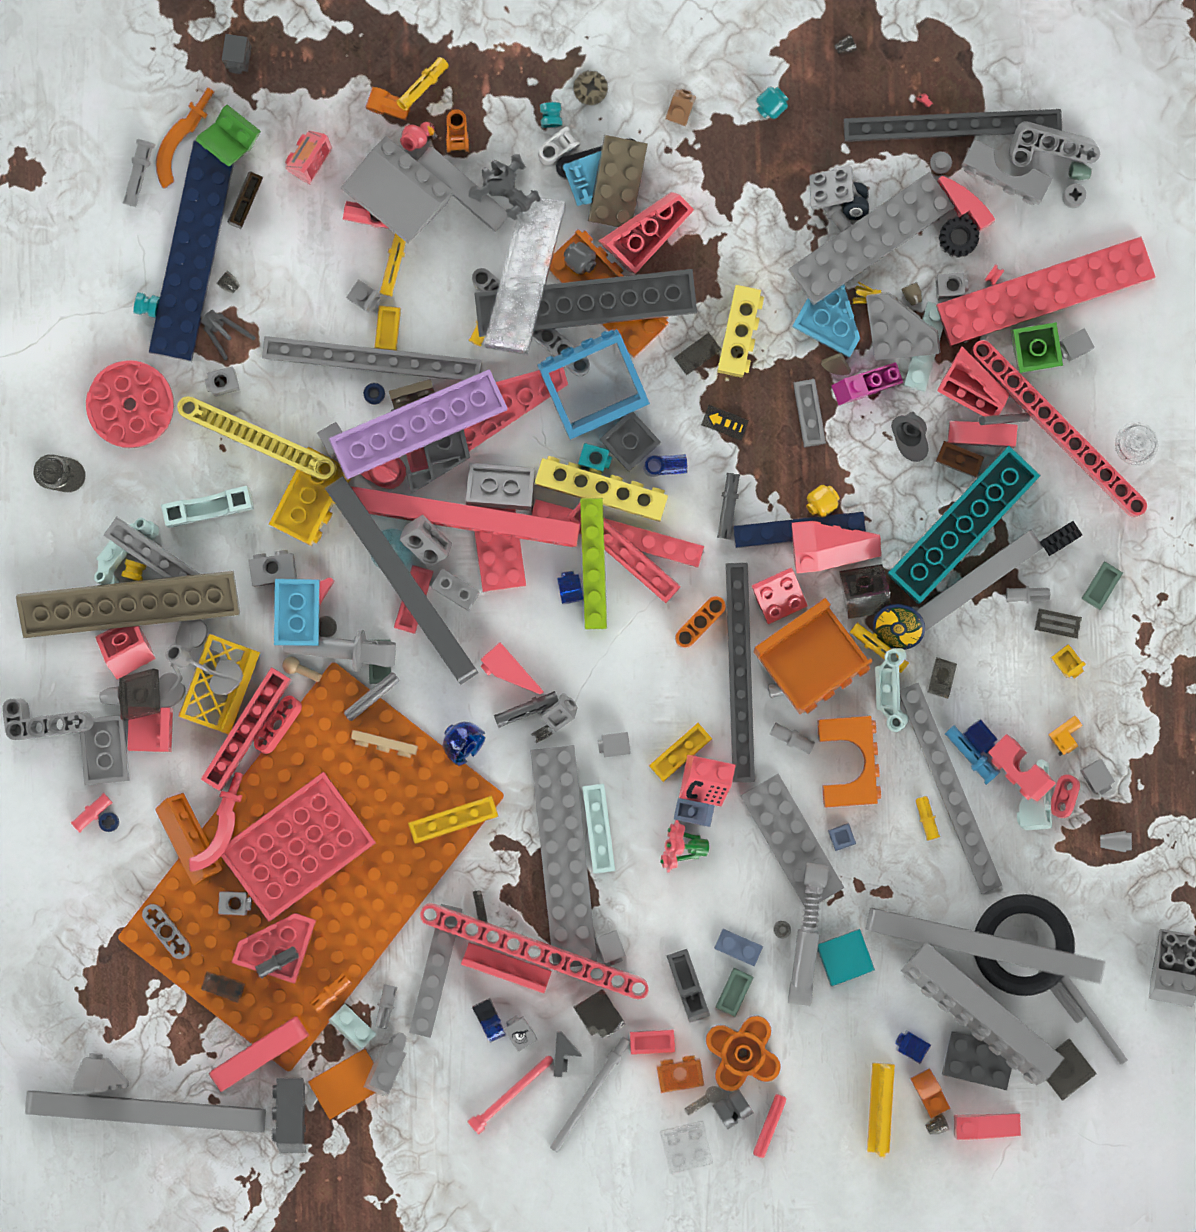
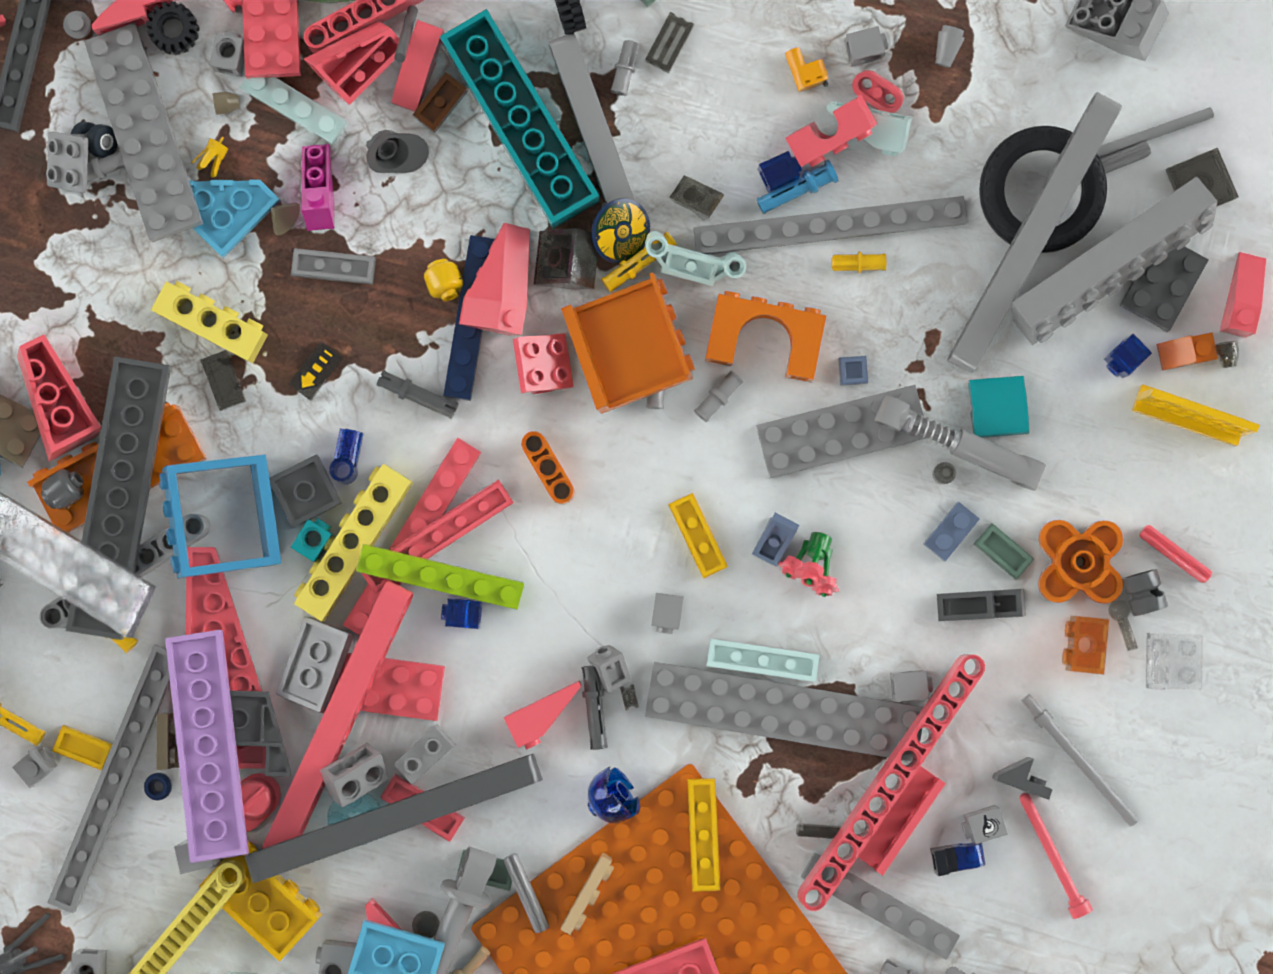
camera: 75 degrees left, 0 degrees up
(599, 1014) = (988, 722): clear smoke piece -> none
(652, 1041) = (1036, 667): coral tile -> none
(706, 780) = (741, 513): coral slope -> none
(740, 672) = (621, 436): dark grey plate -> none
(898, 329) = (262, 130): light grey plate -> none
(1068, 662) = (719, 41): yellow bracket -> none

